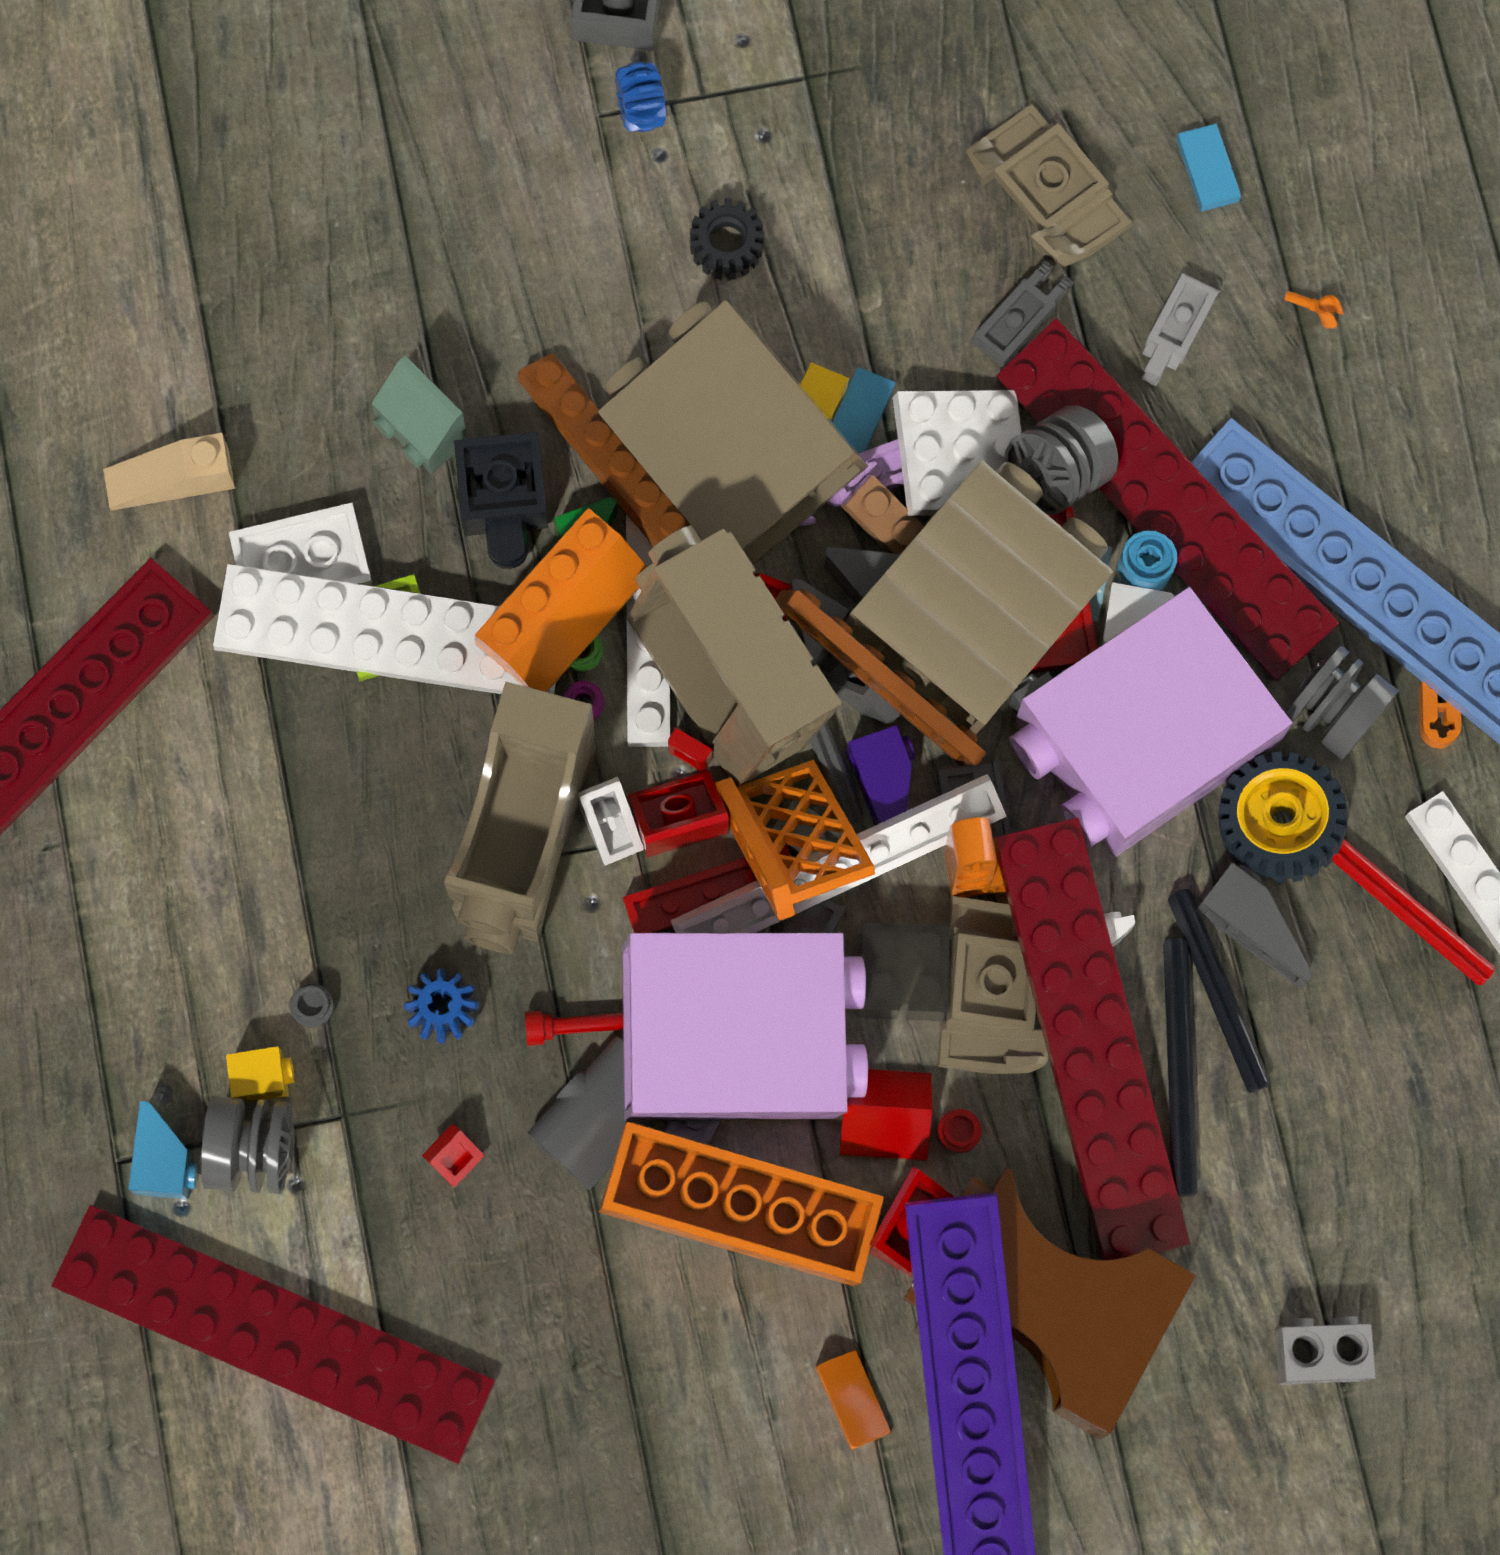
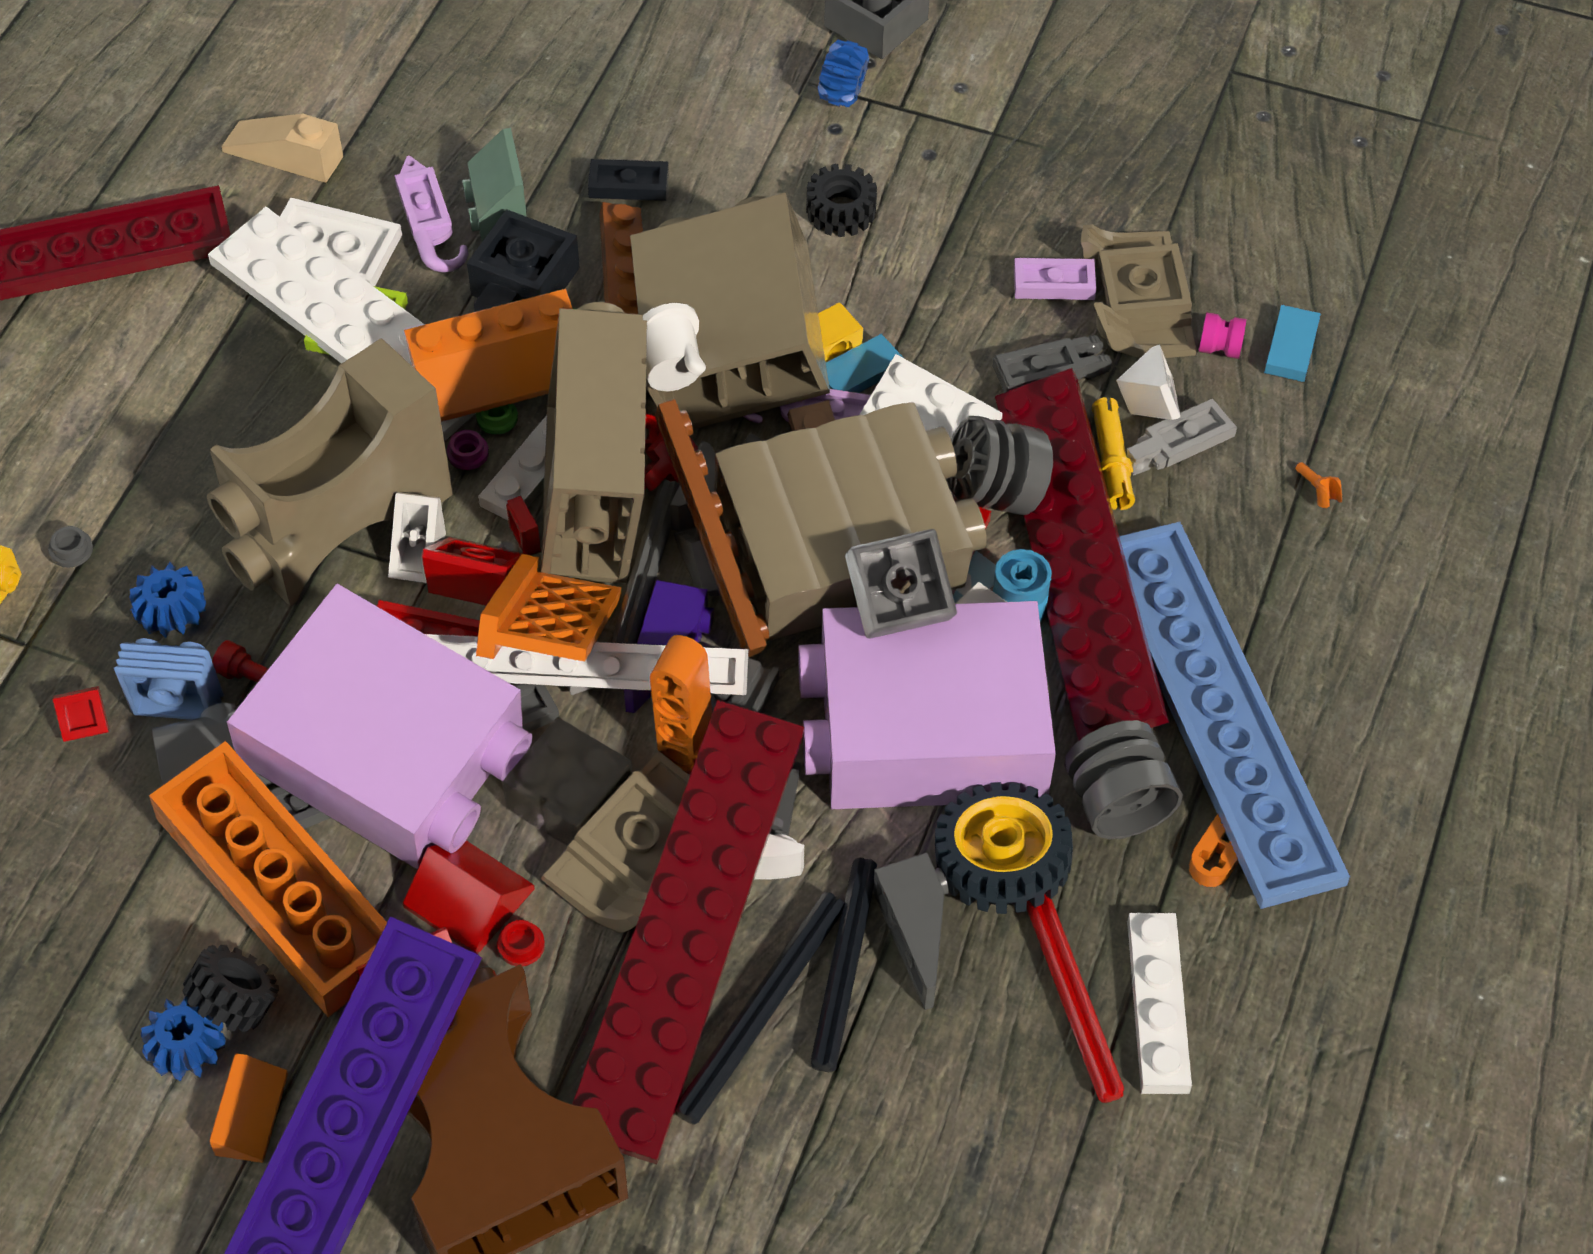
camera: 35 degrees right, 20 degrees down
(362, 473) = (427, 214): none -> lavender plate
(513, 1085) = (167, 679): none -> medium blue brick
(519, 328) = (628, 179): none -> black plate
(743, 519) = (672, 347): none -> white hat
(764, 1363) = (180, 1021): none -> blue gear
(766, 1300) = (230, 988): none -> black tyre
(968, 218) = (1054, 278): none -> lavender plate
(1111, 648) = (915, 559): none -> flat silver brick
(1124, 293) = (1150, 387): none -> white slope
(1130, 376) = (1114, 464): none -> yellow pin
(1149, 198) = (1222, 335): none -> dark pink wheel

